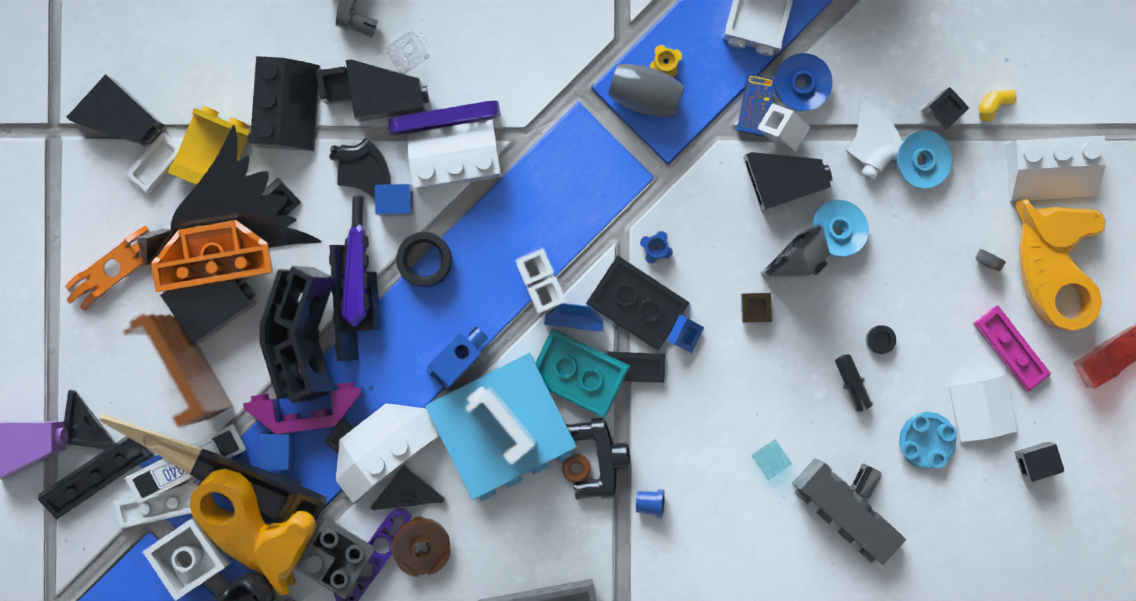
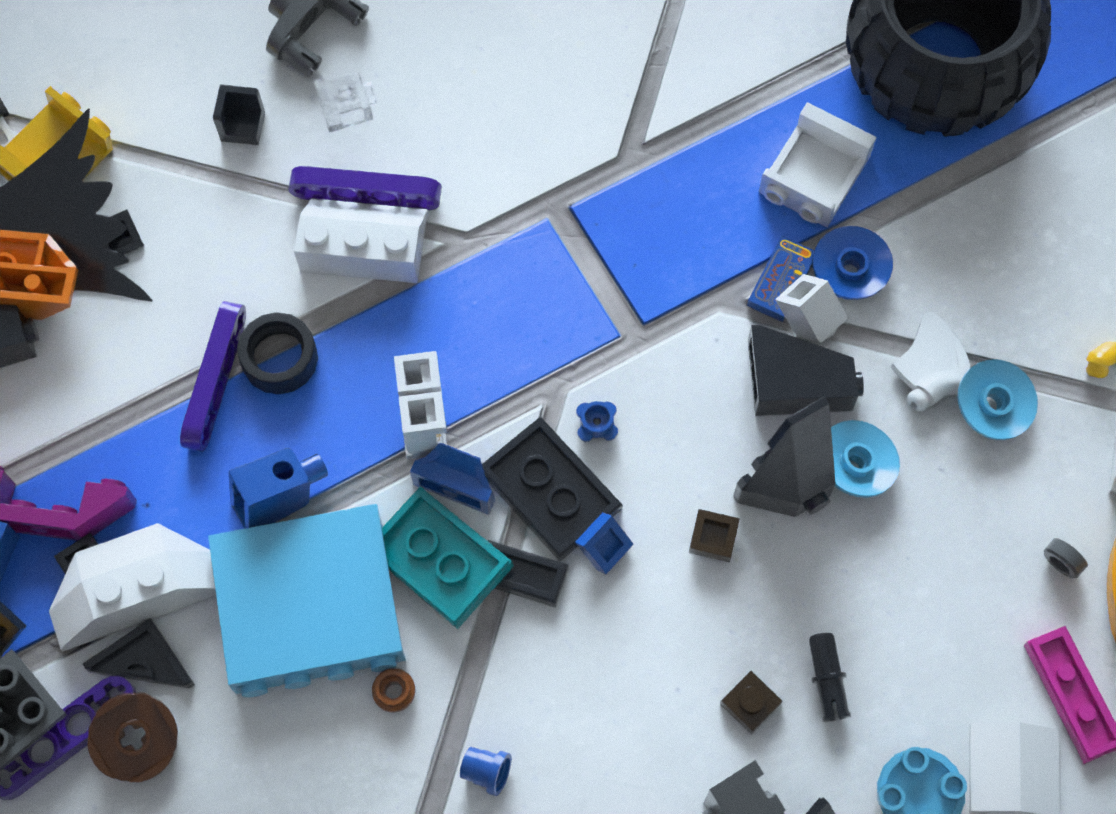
camera: 15 degrees right, 20 degrees down
(284, 104) = (164, 122): black slope -> none
(302, 345) = (63, 394): black brick -> none
(345, 333) = (160, 381): black bracket -> none
(356, 280) = (178, 345): dark purple sword -> none
(360, 166) = (239, 225): black arm -> none
(383, 92) = (296, 135): black slope -> none
(385, 288) = (213, 376): none -> dark purple beam
(394, 200) = (264, 269): blue panel -> none
(506, 417) = (319, 612): white panel -> none
(610, 458) = (445, 686): black connector -> none
(646, 90) = (639, 218): dark grey piece -> none
(666, 53) = (676, 185): yellow plate -> none
(771, 459) = (681, 757): clear light blue tile -> none
(807, 411) = (751, 702): none -> dark brown plate
(881, 339) = (883, 629): black tile -> none
(946, 107) = (1041, 338): black panel -> none

